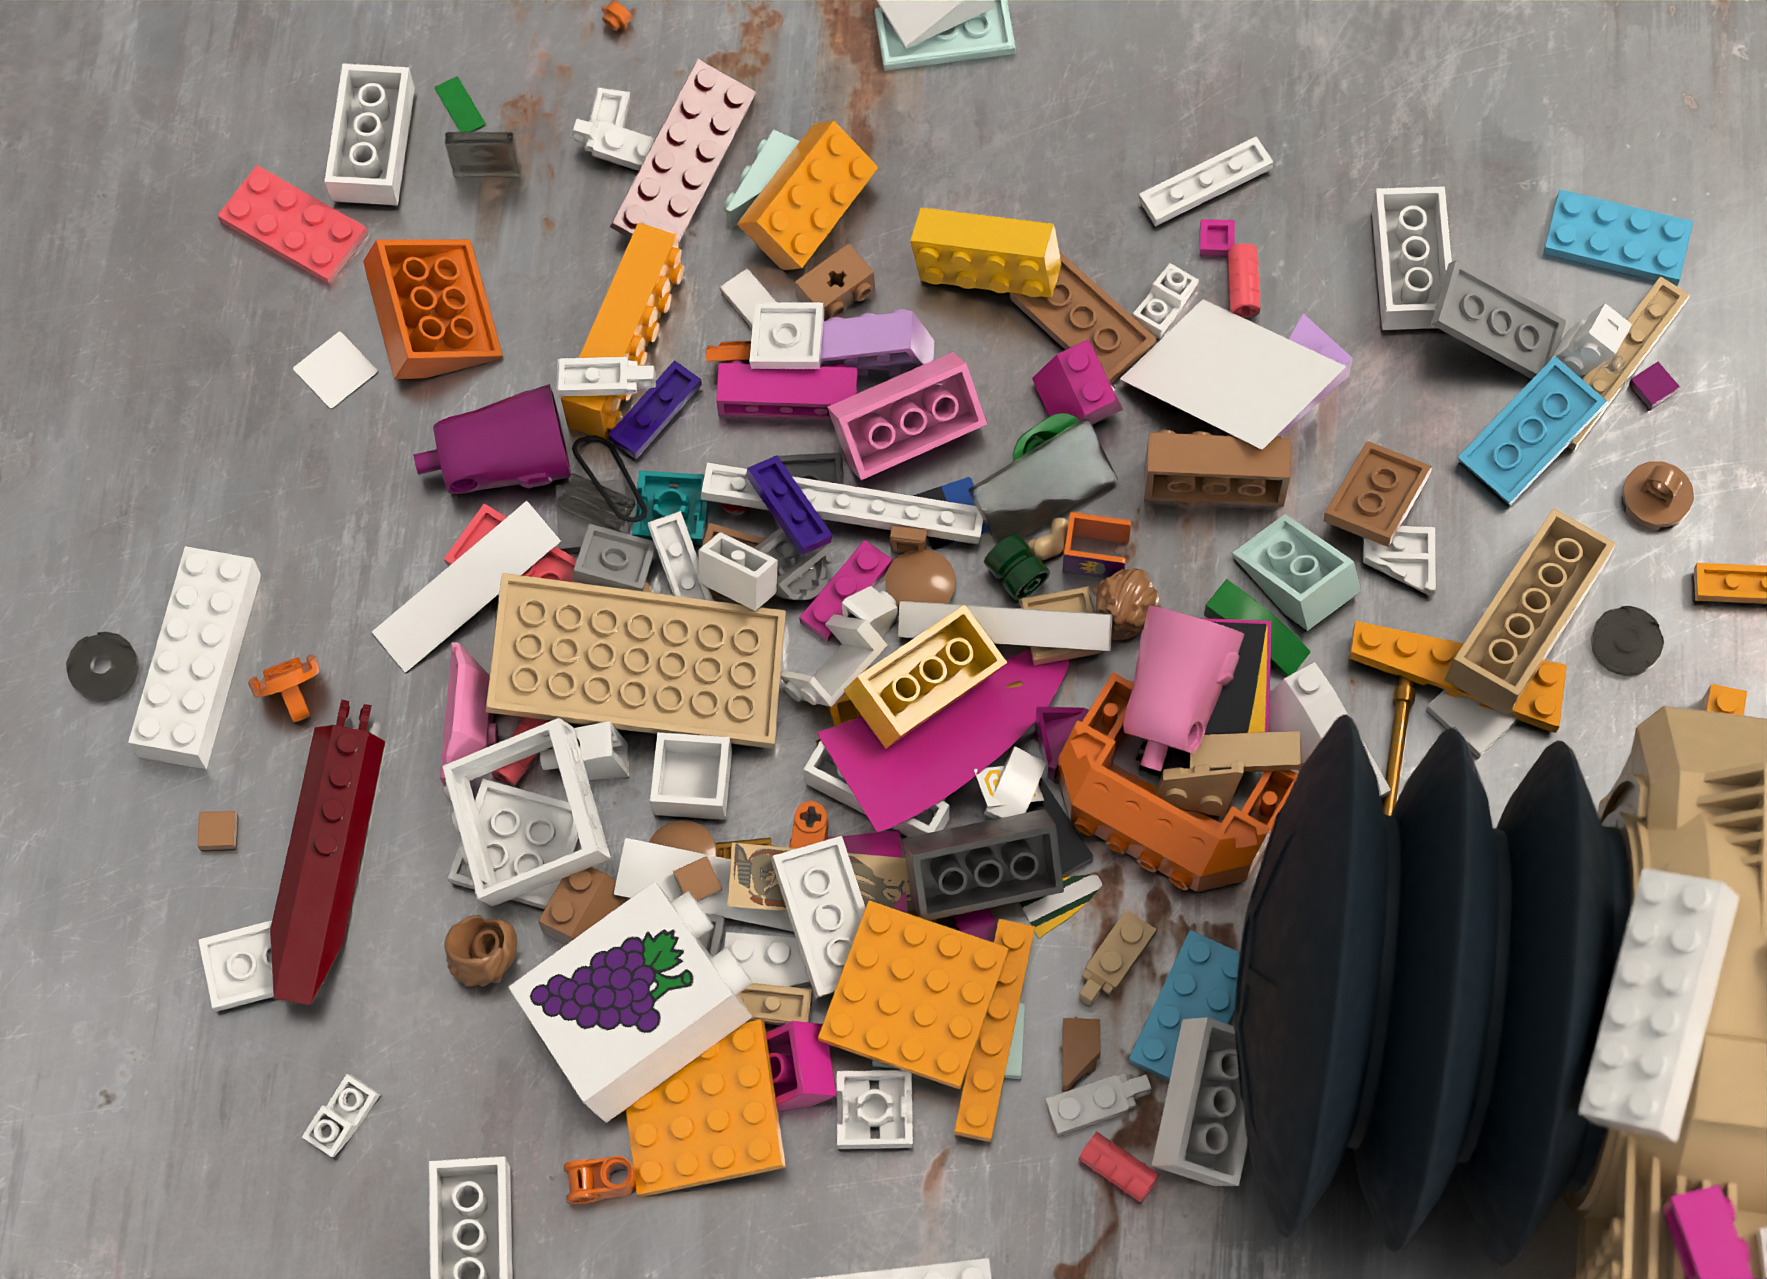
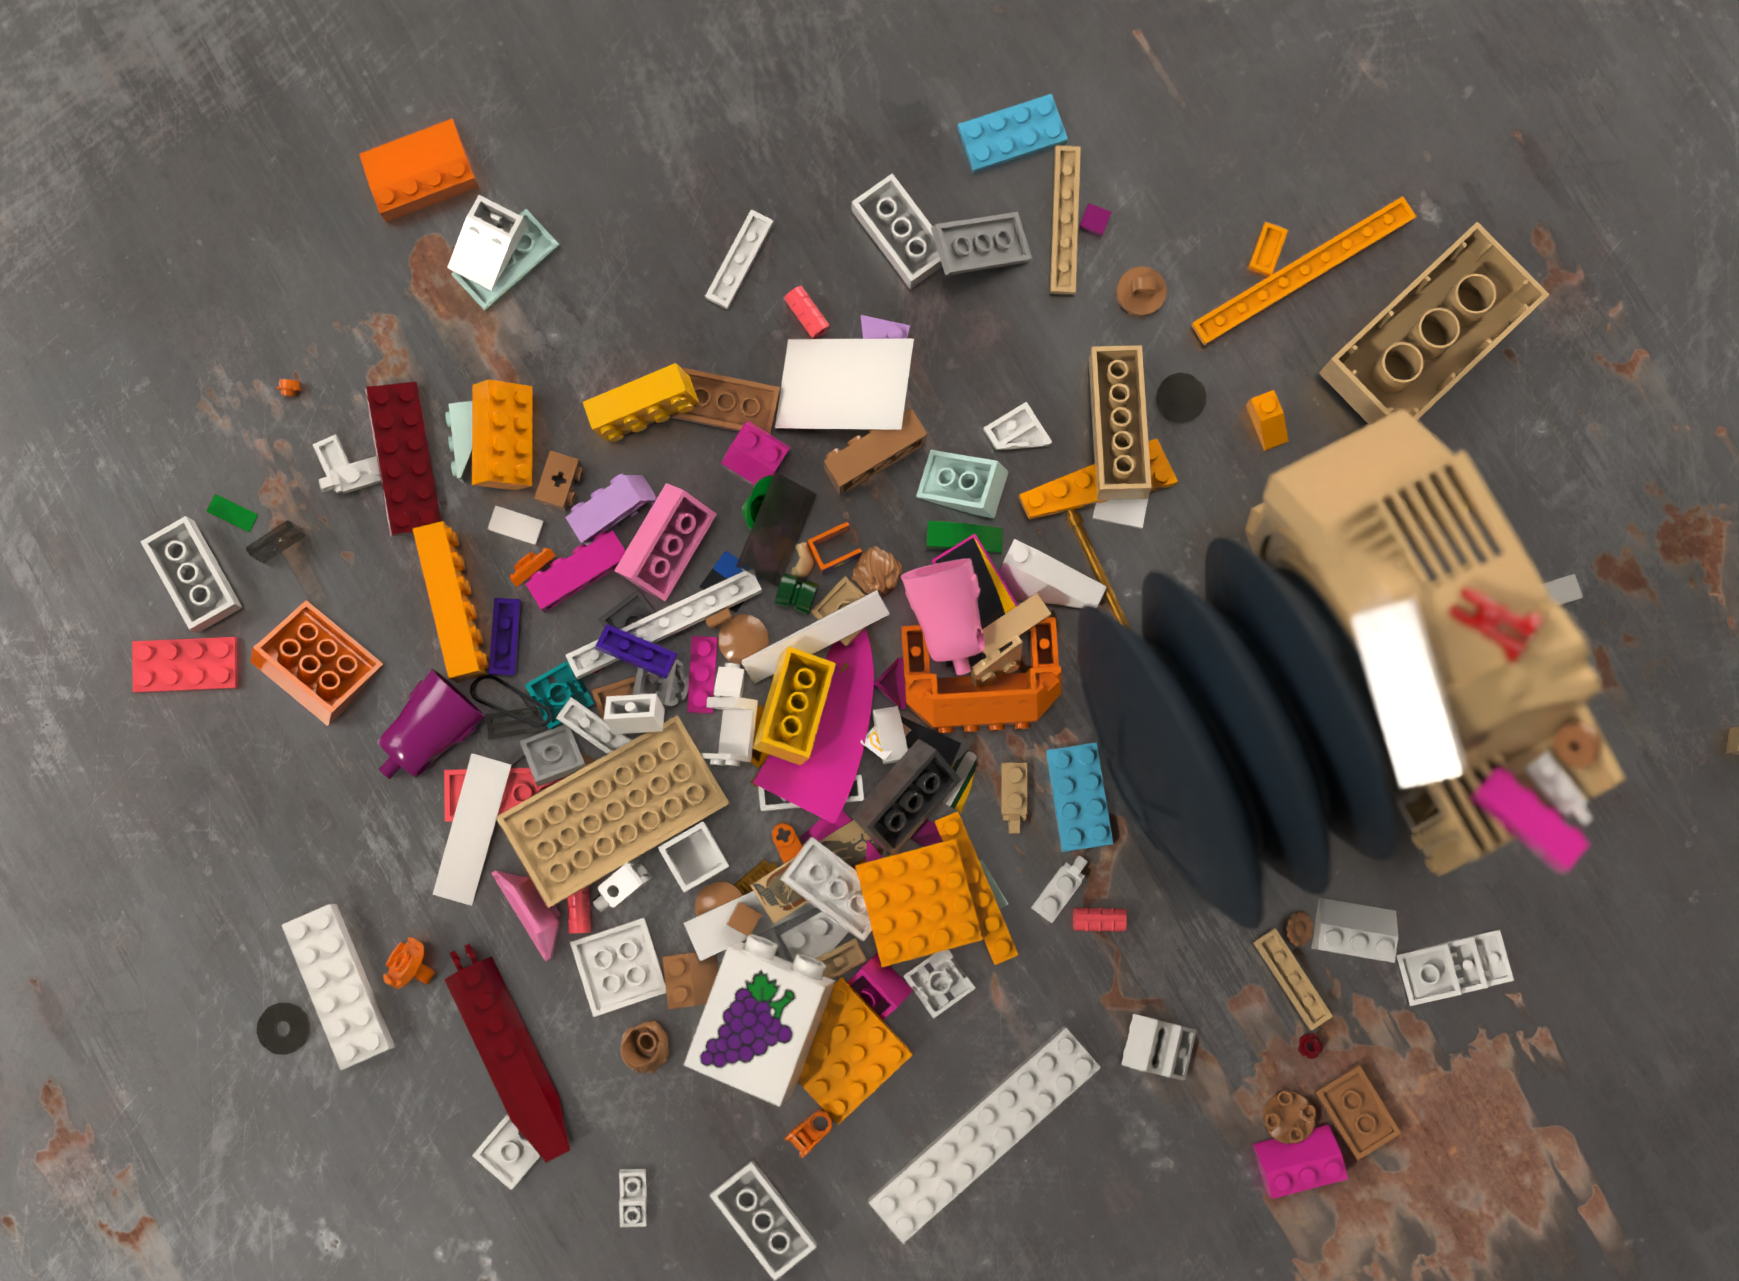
camera: 40 degrees left, 15 degrees up
(217, 830) = (431, 1080): medium nougat tile -> none
(335, 369) = (284, 742): white sticker -> none
(579, 794) = (639, 919): white window -> none
(602, 376) = (465, 649): white hinge -> none
(787, 335) = (555, 538): white tile -> none
(1080, 1049) = (1030, 864): medium nougat slope -> none
(1165, 300) = (766, 356): white slope -> none
(1203, 1110) = (1129, 858): white brick -> none
(1216, 237) = (770, 292): dark pink tile -> none
(1377, 493) = (979, 403): medium nougat plate -> none
(1532, 430) = (1045, 301): medium azure plate -> none
(1594, 342) = (1046, 220): white piece -> none

